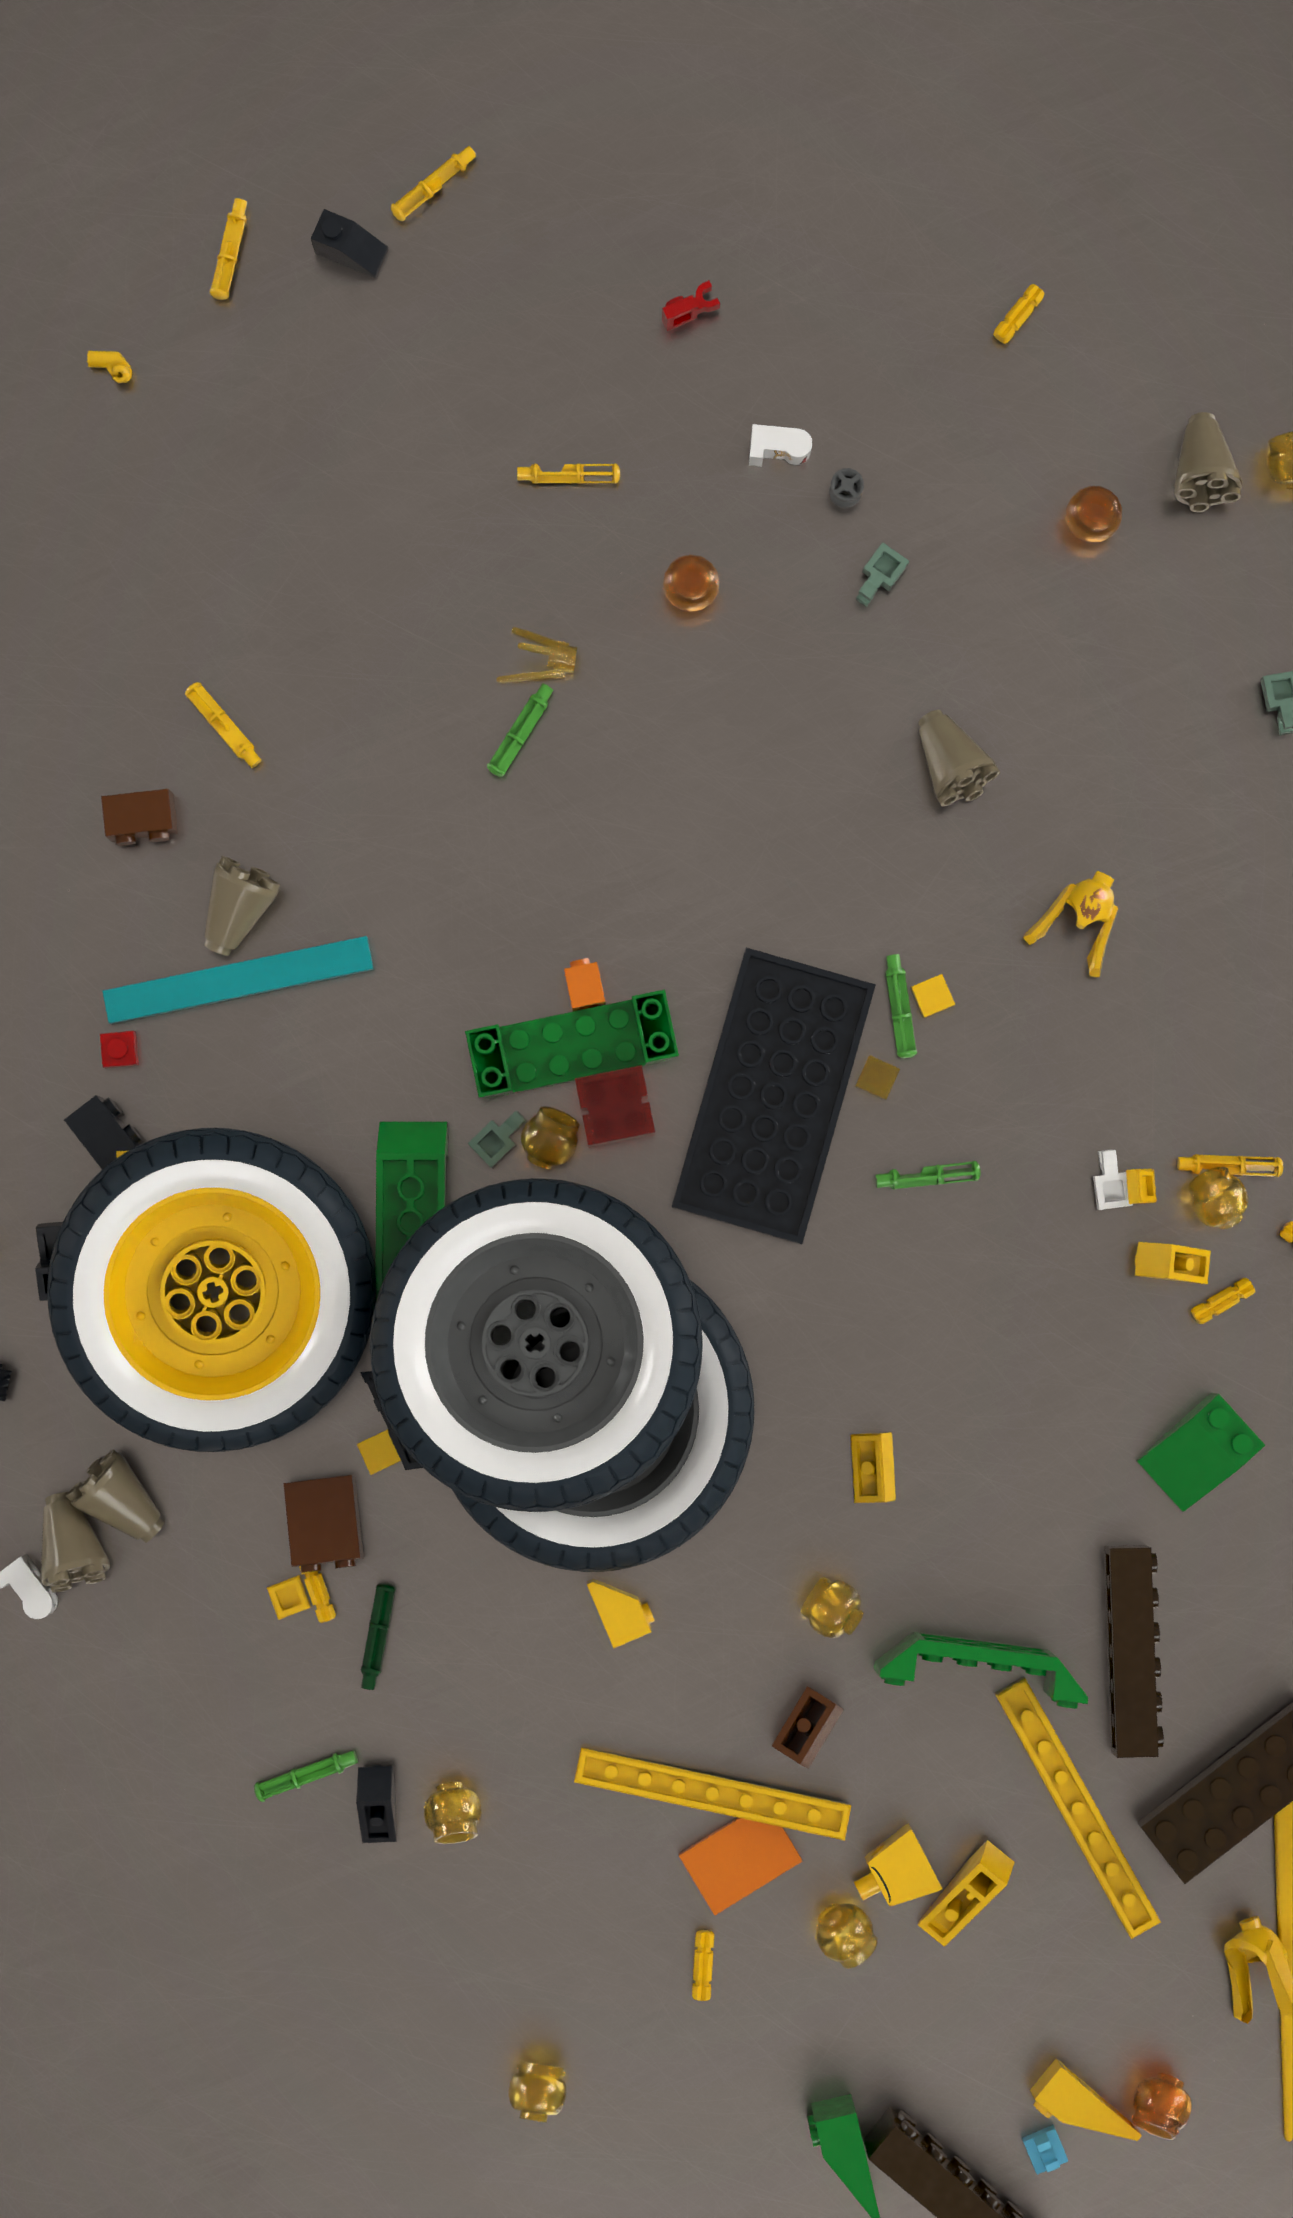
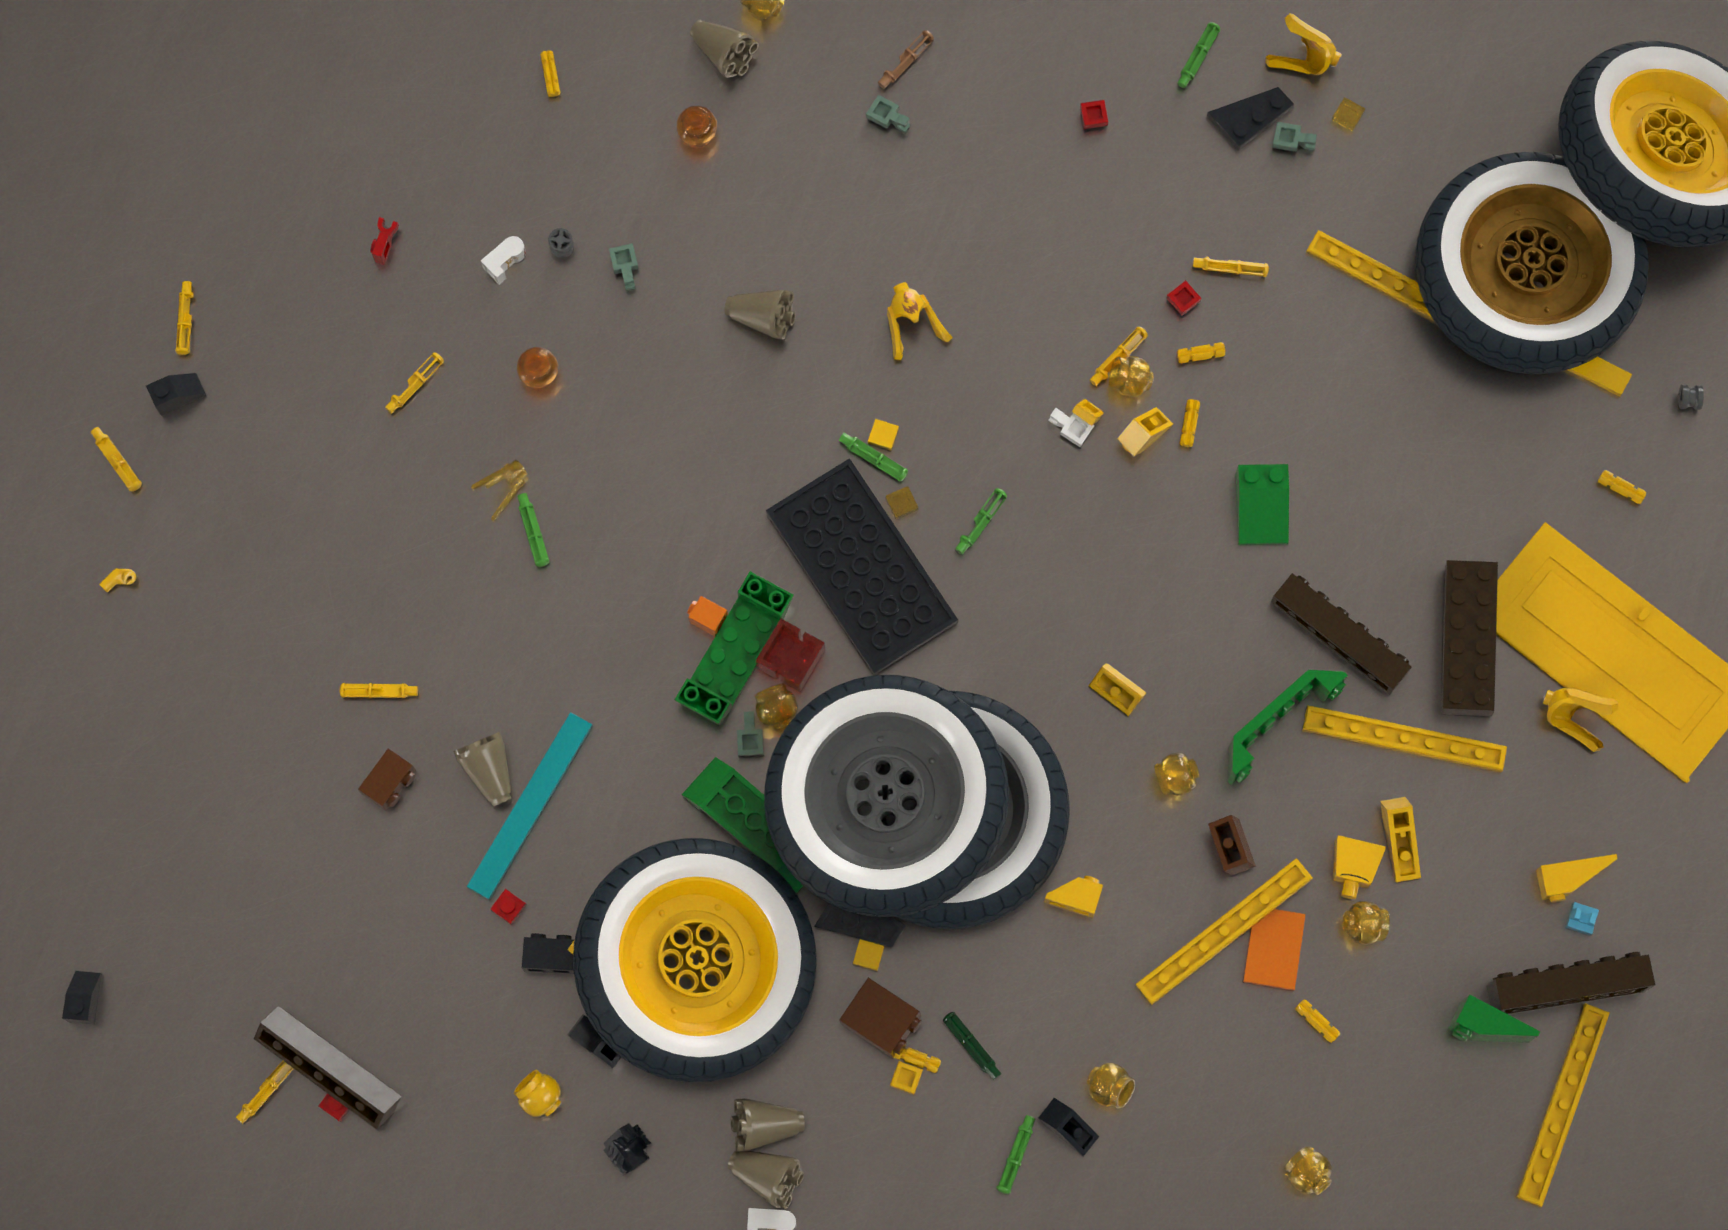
camera: 45 degrees left, 10 degrees down
(1161, 2106) = (1609, 831): clear orange piece -> none

